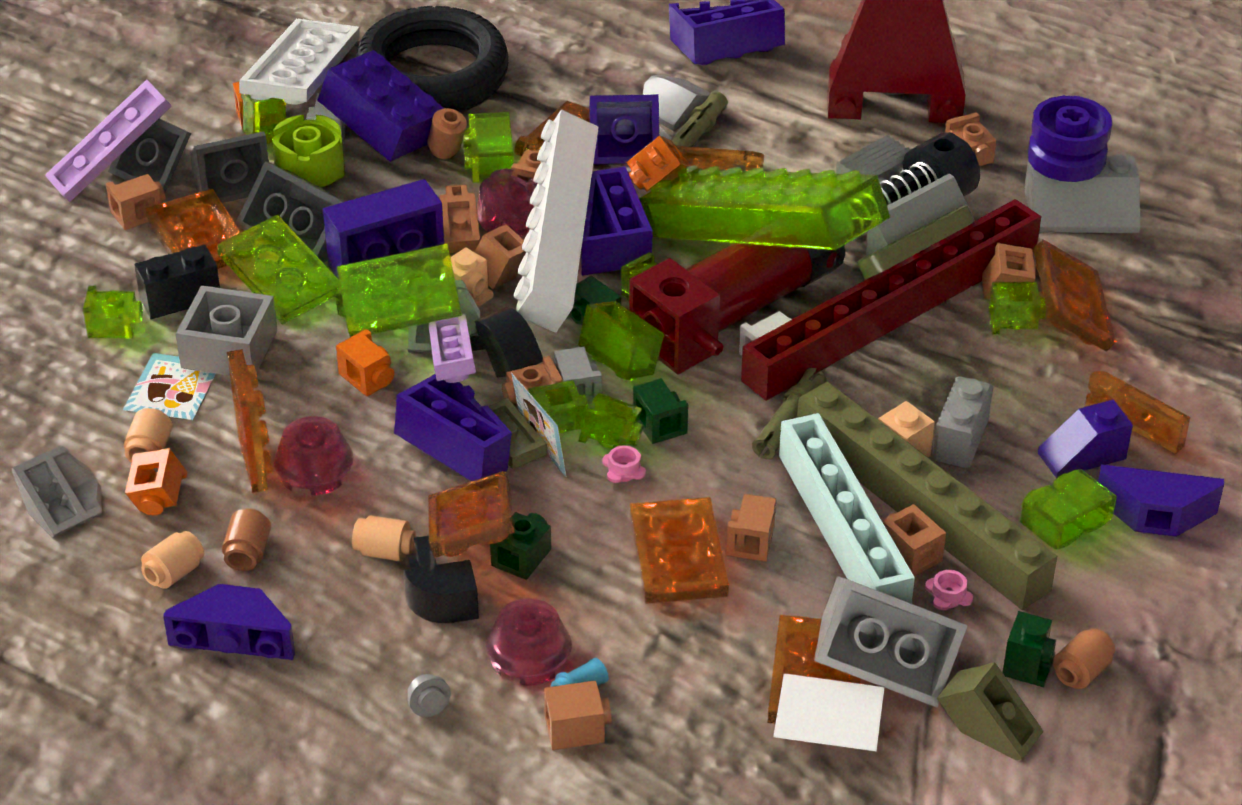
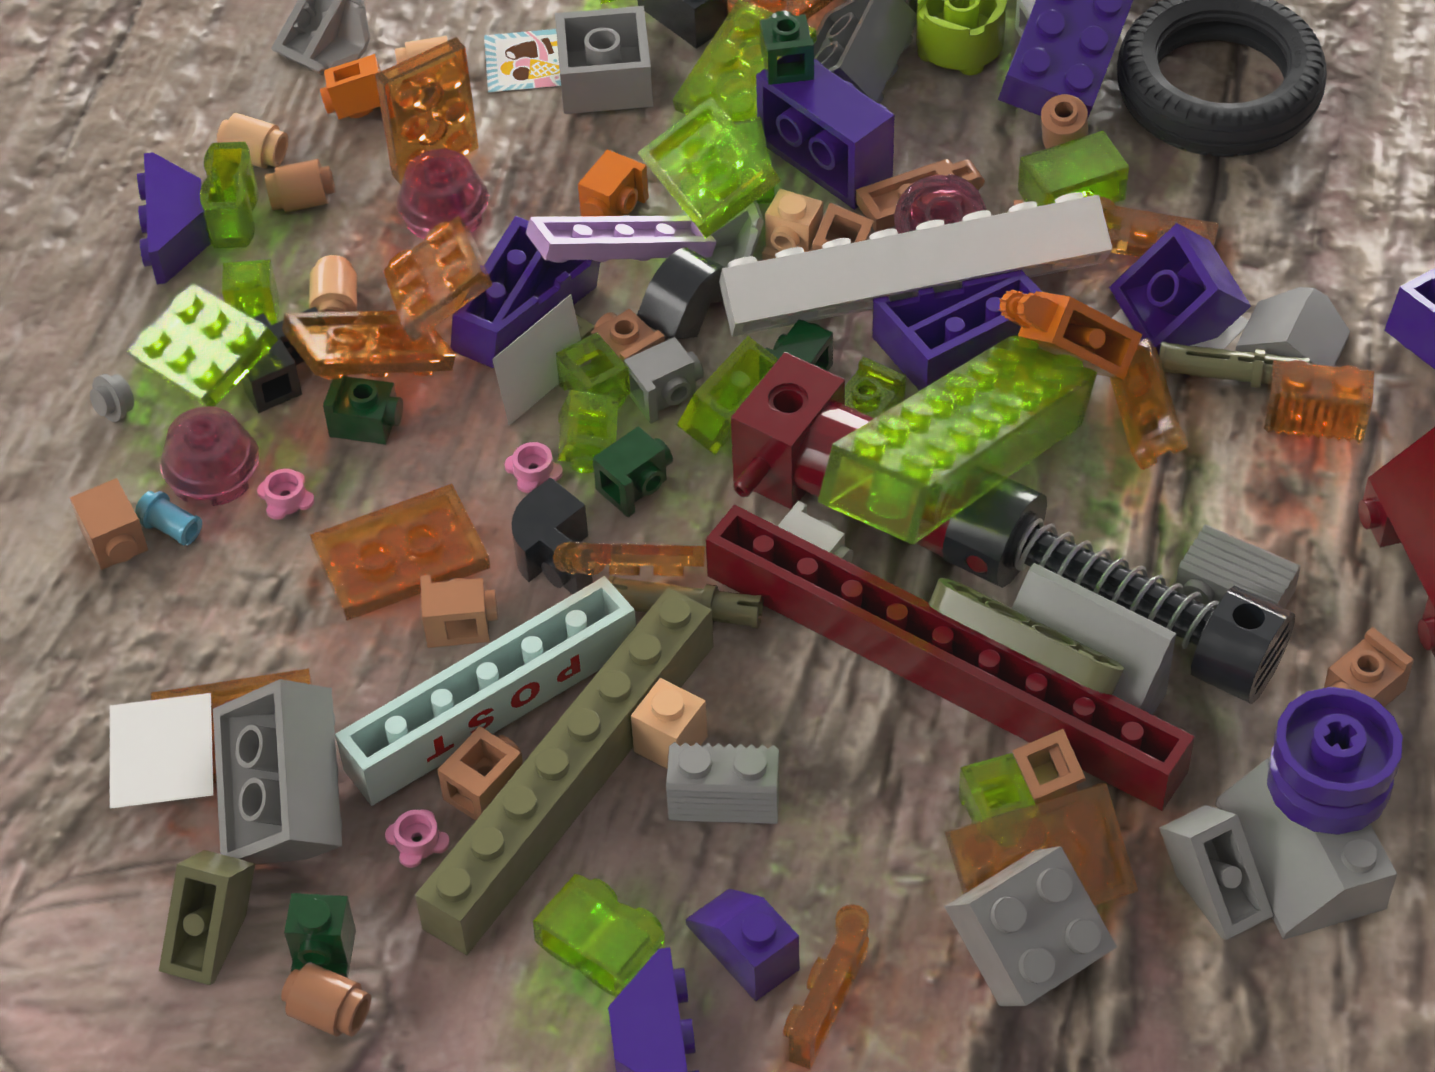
camera: 75 degrees right, 10 degrees up
(233, 563) = (229, 195): none -> clear neon green brick
(335, 202) = (783, 36): none -> dark green brick
(365, 586) = (251, 288): none -> clear neon green brick
(416, 616) = (202, 345): none -> clear neon green plate
(426, 459) = (436, 277): none -> clear orange plate
(584, 607) = (285, 493): none -> bright pink plate
(703, 469) = (541, 524): none -> black brick
(747, 99) = (1319, 400): none -> clear orange brick
(758, 415) = (626, 558): none -> clear orange plate
(1090, 232) = (1217, 869): none -> light grey slope
(1129, 304) = (1030, 927): none -> light grey brick

